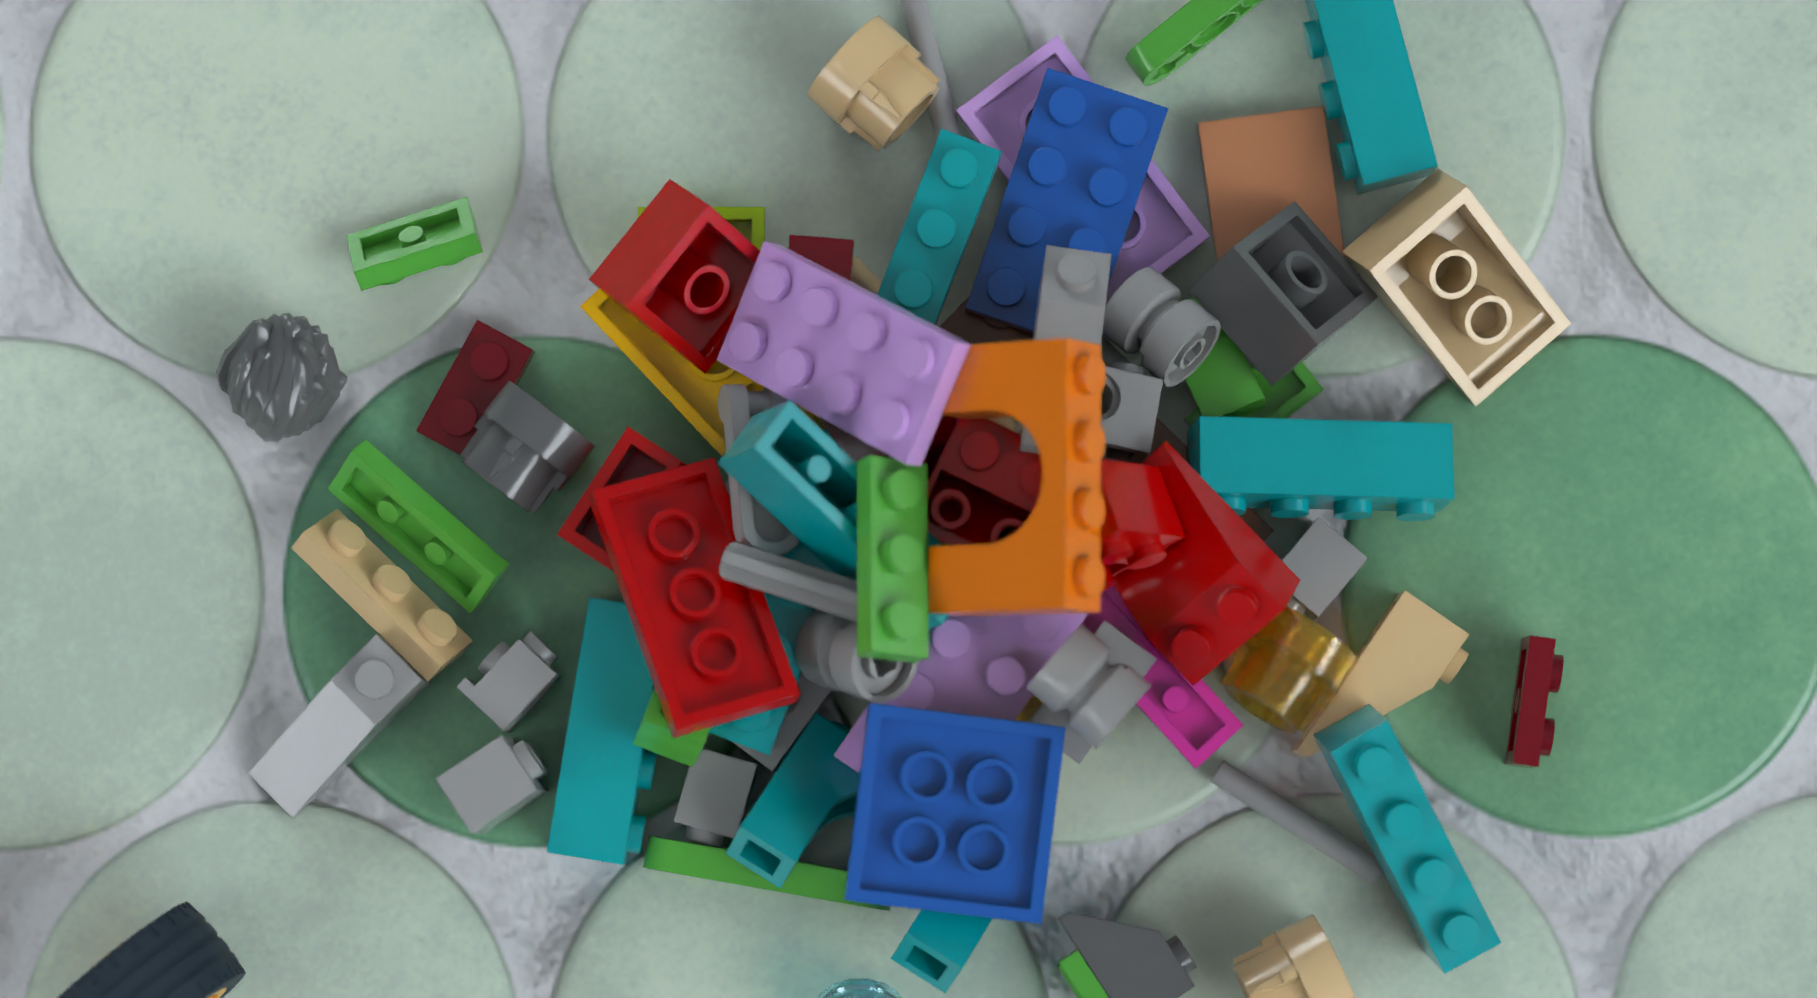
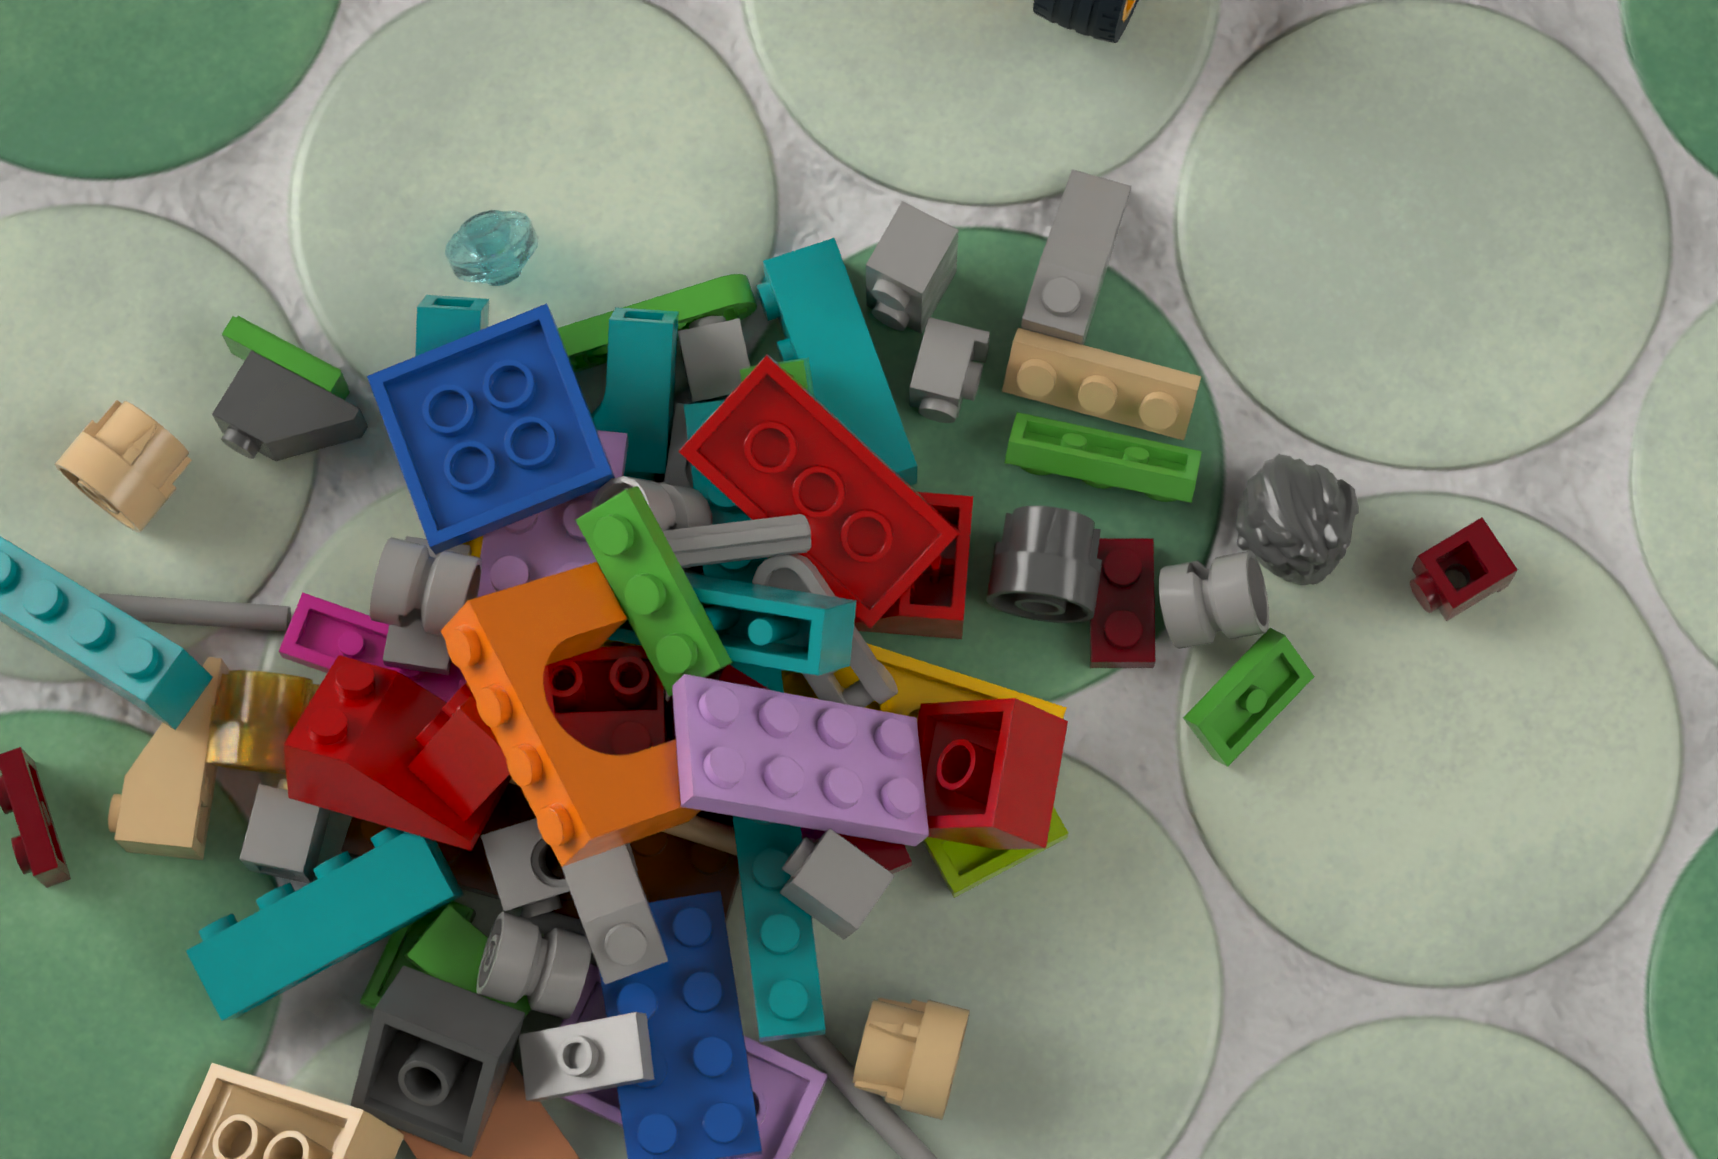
camera: 150 degrees right, 10 degrees down
(143, 247) = (1474, 554): none -> dark red brick
(395, 338) = (1216, 599): none -> light grey wheel
(867, 237) = (834, 882): none -> light grey brick
(1155, 221) = (586, 1057): none -> light grey plate

